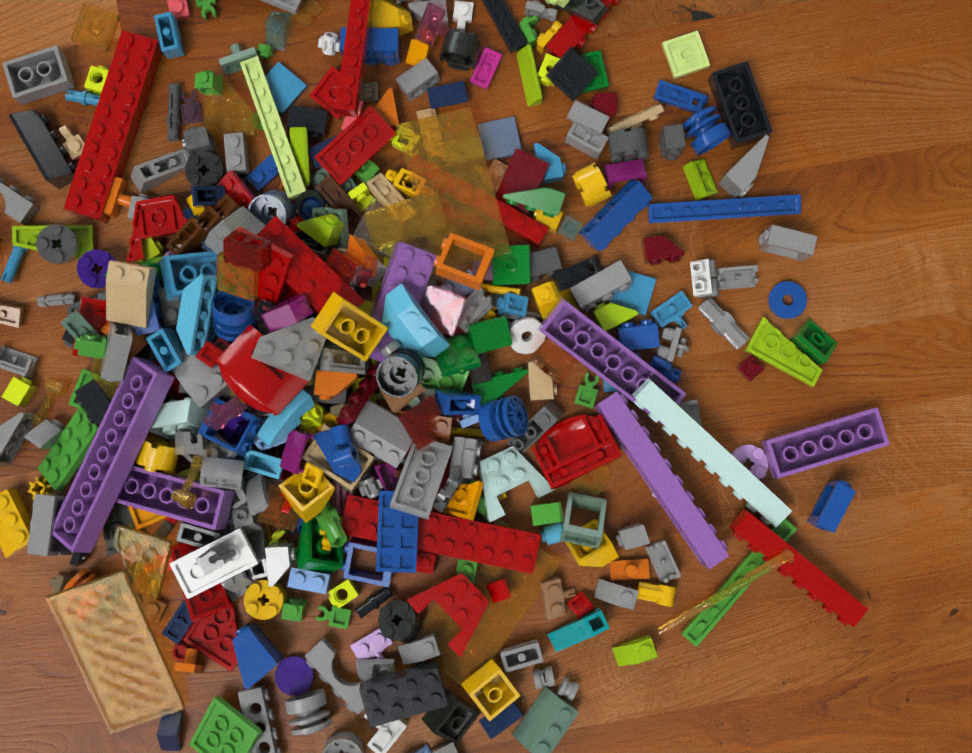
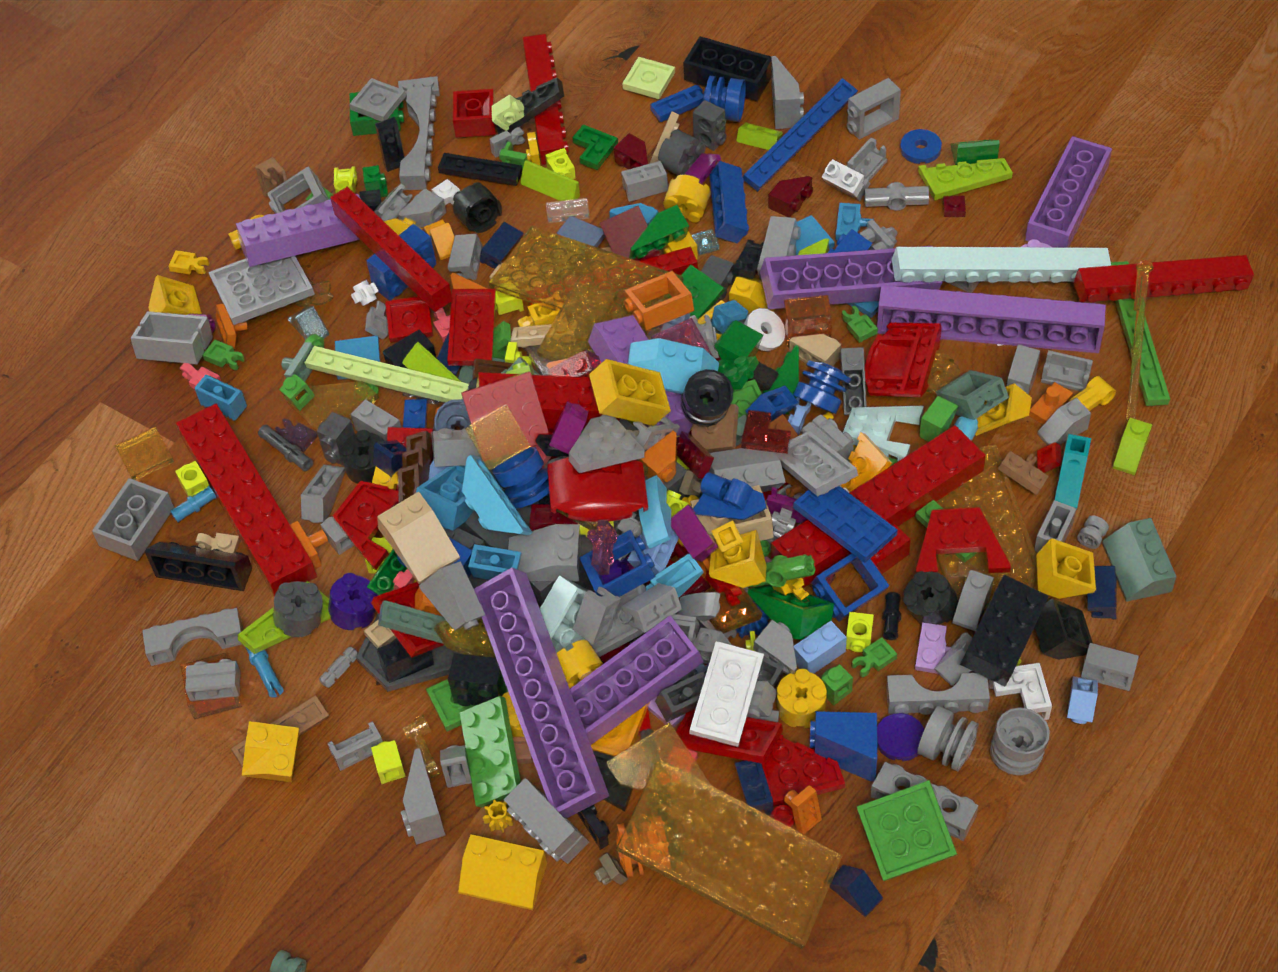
camera: 45 degrees left, 30 degrees down
(90, 345) = (426, 616): bright green brick -> none
(183, 496) = (640, 653): clear yellow brick -> none
(208, 354) = (538, 521): red tile -> none
(212, 560) = (725, 670): light grey hinge -> none
(247, 251) = (491, 392): clear red brick -> none
(315, 72) = (376, 321): none -> light grey plate
(390, 348) = (676, 395): light grey tile -> none
(431, 25) = (434, 206): clear pink plate -> none
(447, 492) = (843, 447): dark grey plate -> none
(486, 68) = (511, 207): dark pink plate -> none
(498, 591) = (977, 498): red slope -> none
(519, 109) = (561, 210): none -> clear plate
(567, 689) = (1119, 519): light grey wheel -> none
(571, 74) = (582, 150): black plate -> none
(588, 117) = (629, 161): light grey tile -> none
(831, 505) = (1129, 221): blue window -> none

